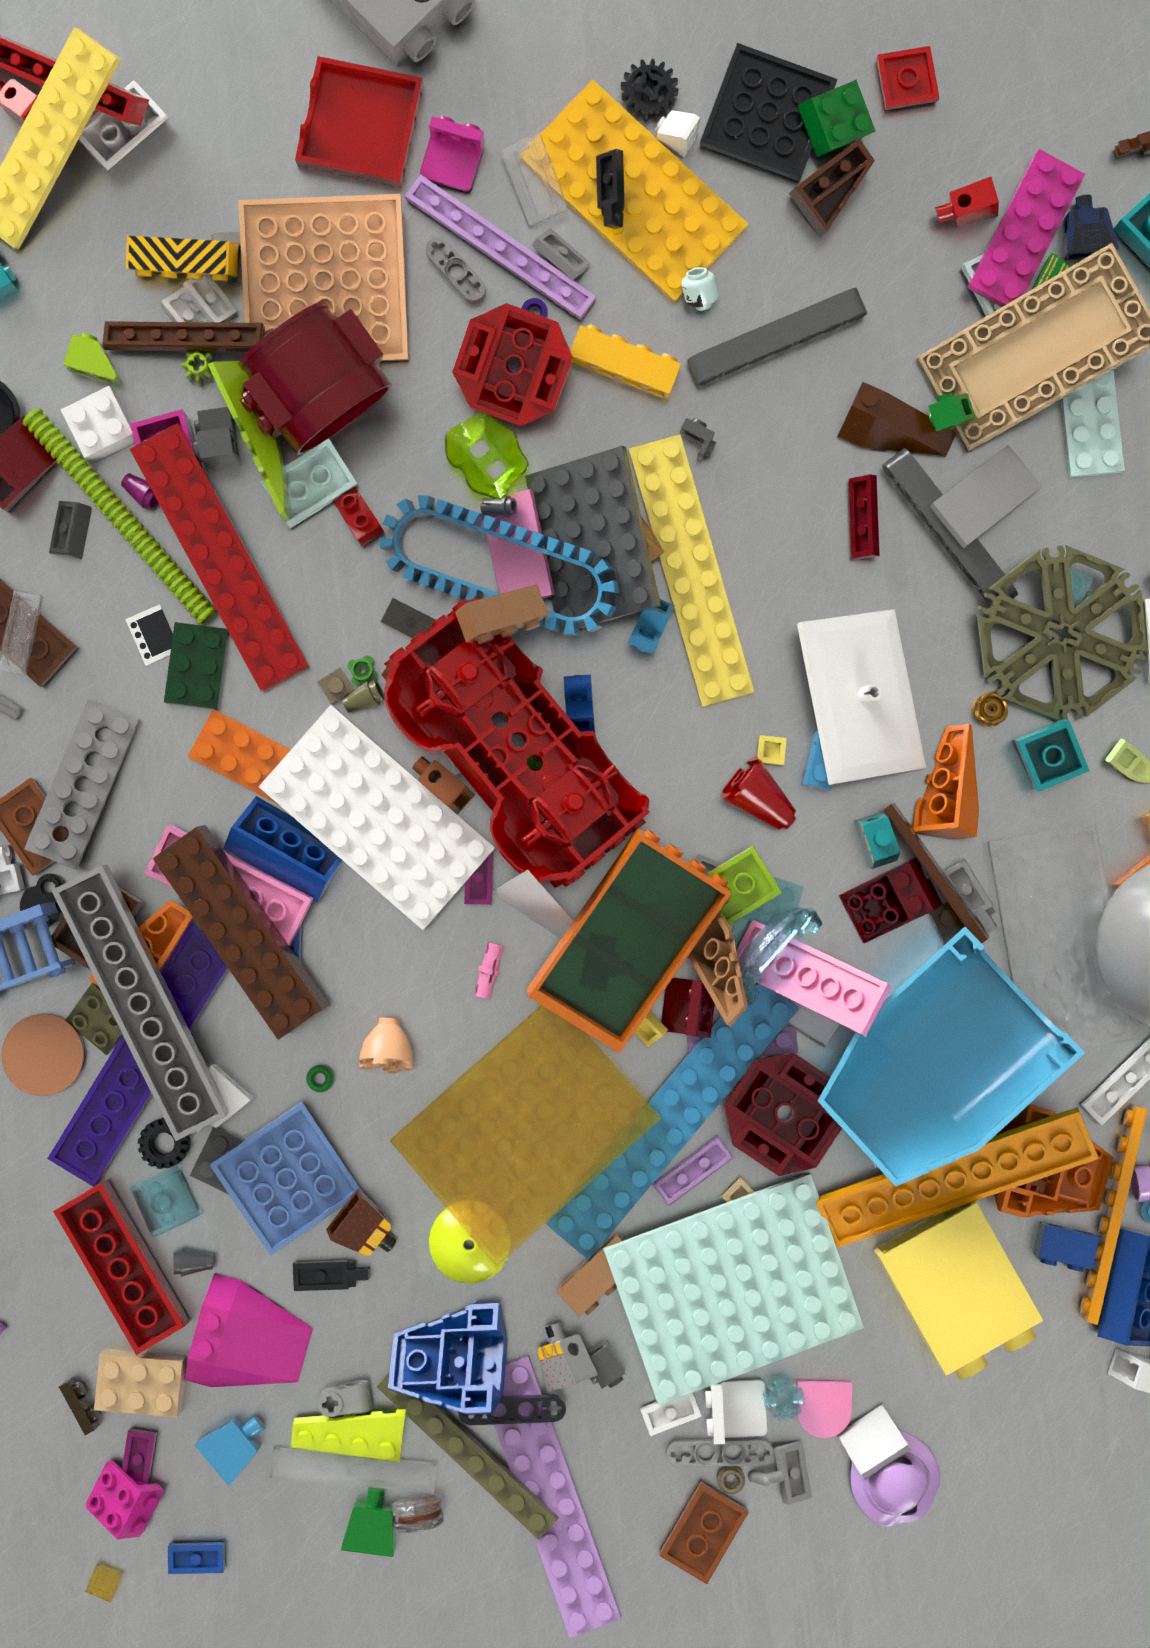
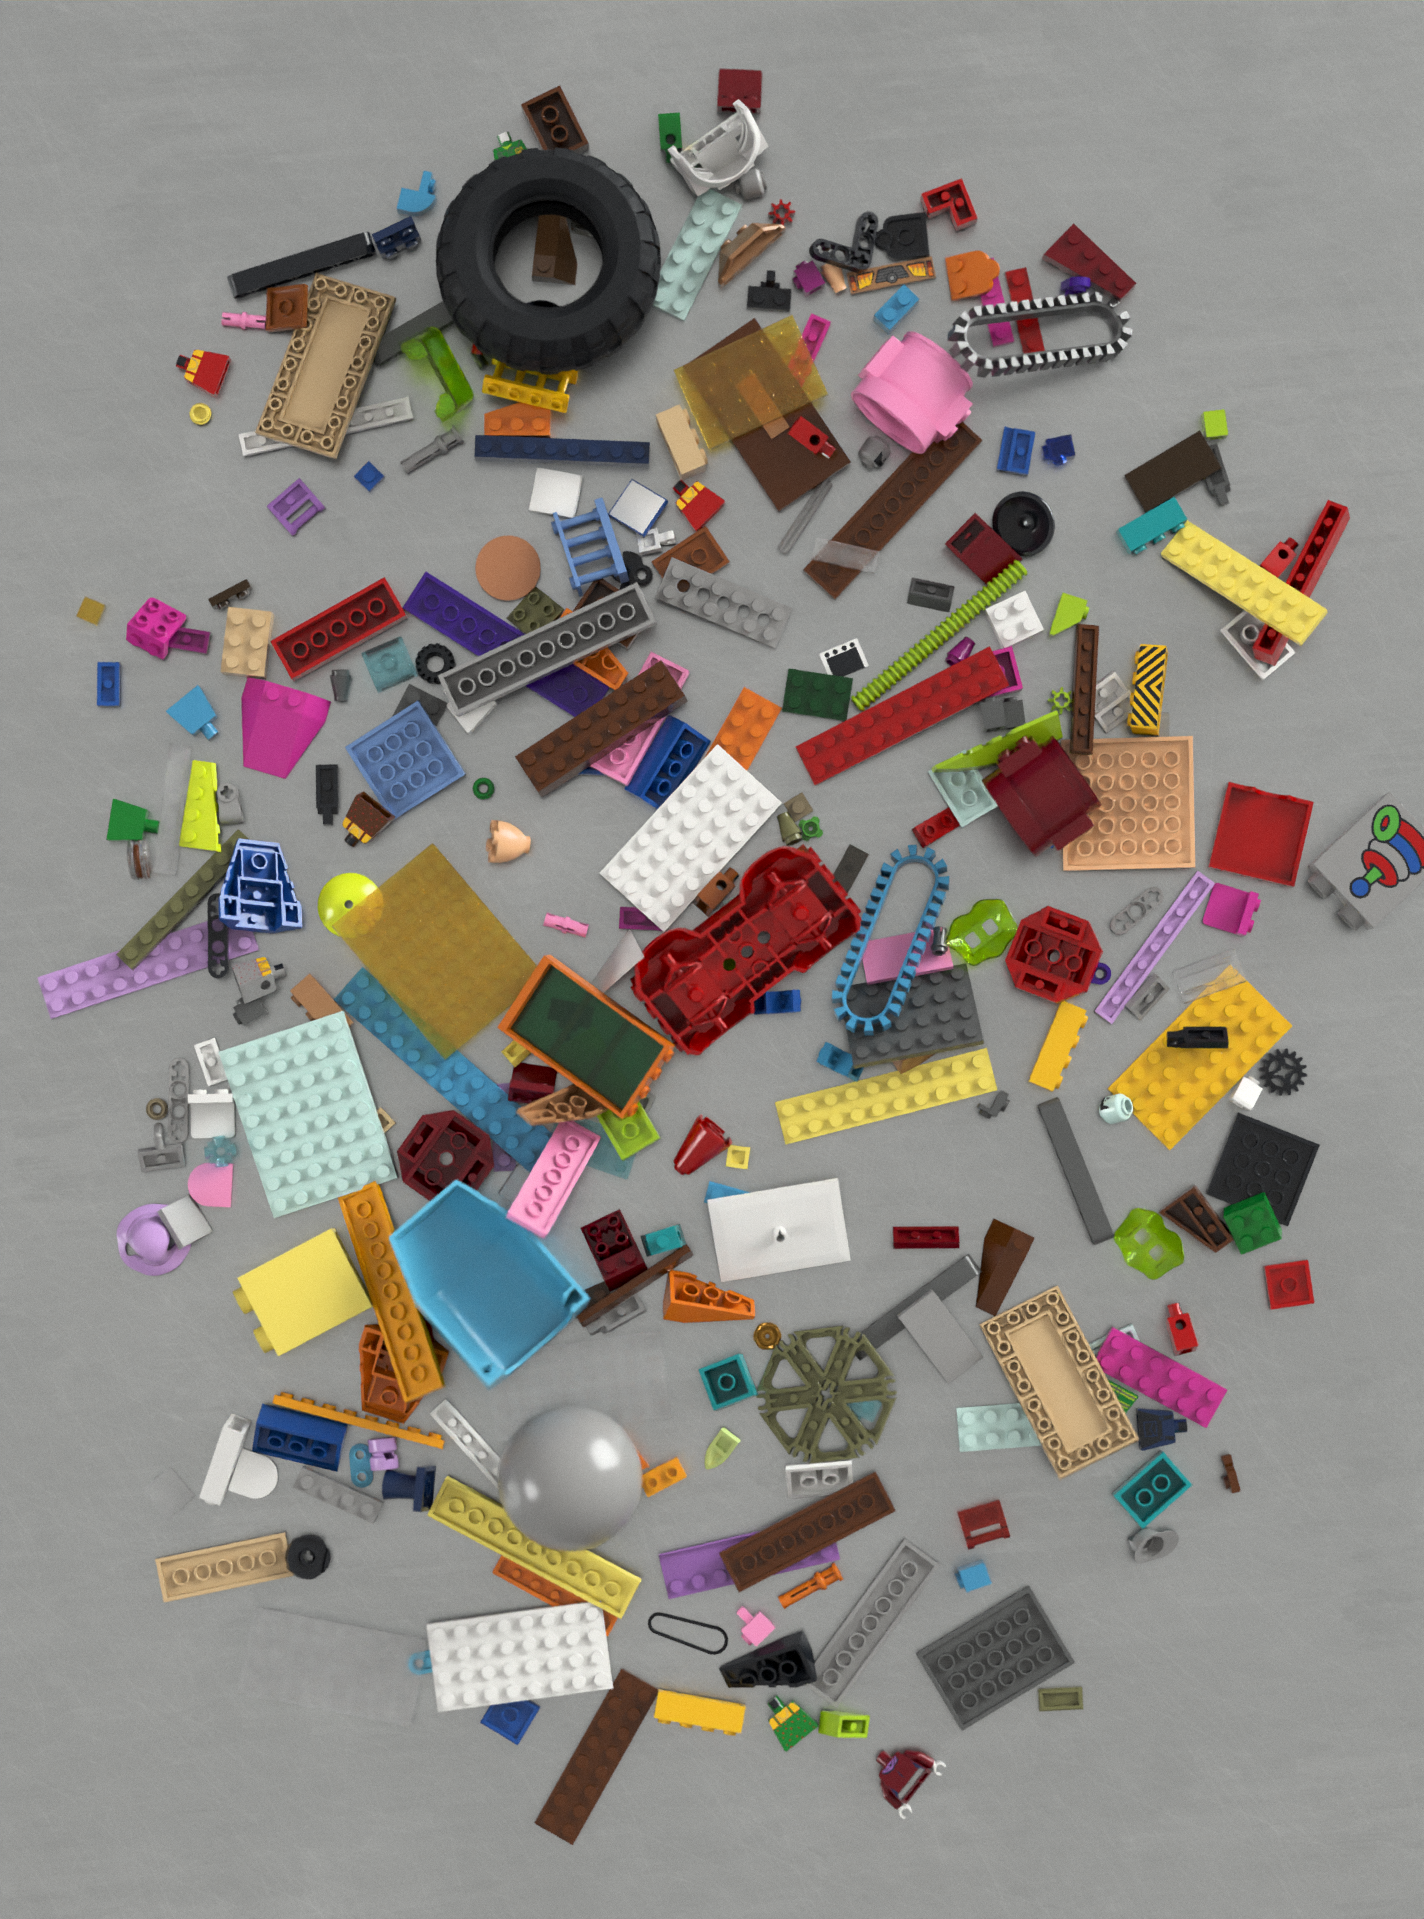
camera: 90 degrees right, 0 degrees up
(502, 614) = (846, 940): medium nougat brick -> none
(693, 1170) = (402, 1085): lavender tile -> none
(703, 1532) = (116, 1086): dark orange plate -> none
(769, 943) = (582, 1148): clear light blue windscreen -> none
(878, 257) = (1138, 1255): none -> clear neon green piece
(951, 411) = (1008, 1309): green brick -> none
(1066, 1245) = (334, 1381): blue brick -> none

